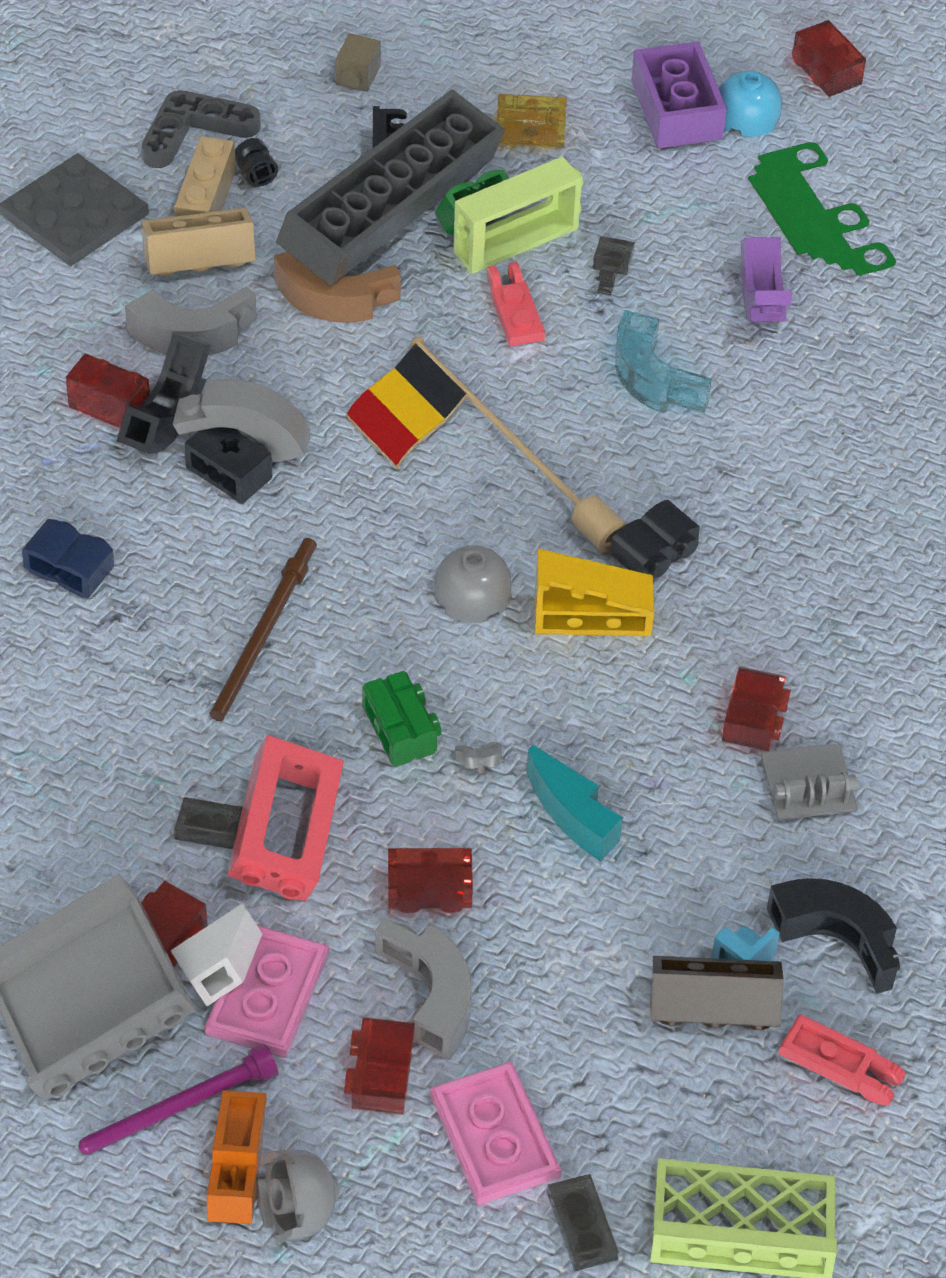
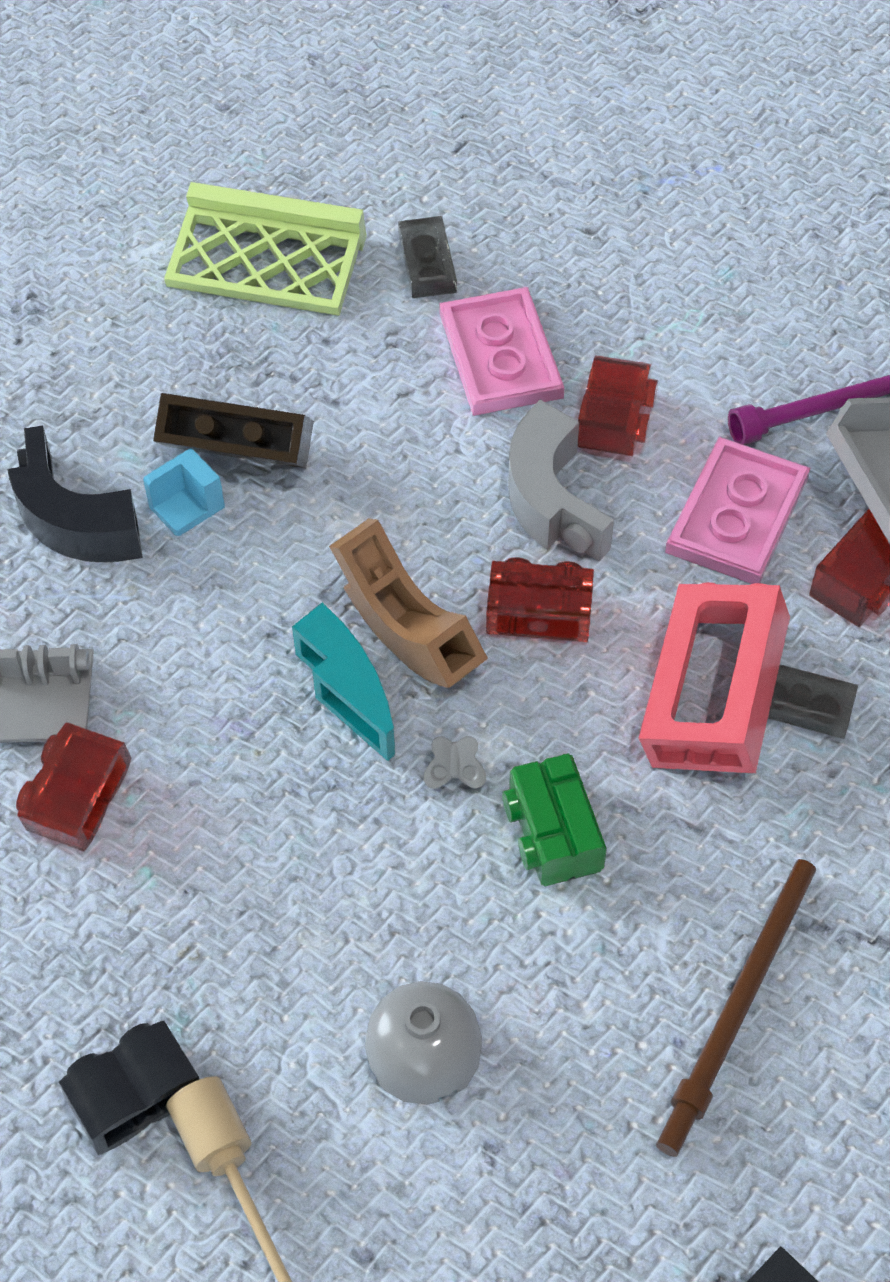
camera: 170 degrees left, 5 degrees up
(219, 954) = (802, 514): white slope -> none
(236, 1157) = (773, 338): orange slope -> none
(296, 1194) = (709, 286): light grey cylinder -> none
(529, 849) = (416, 630): none -> medium nougat arch
(590, 598) = (254, 975): yellow wedge -> none
(841, 1059) = (118, 375): coral hinge -> none

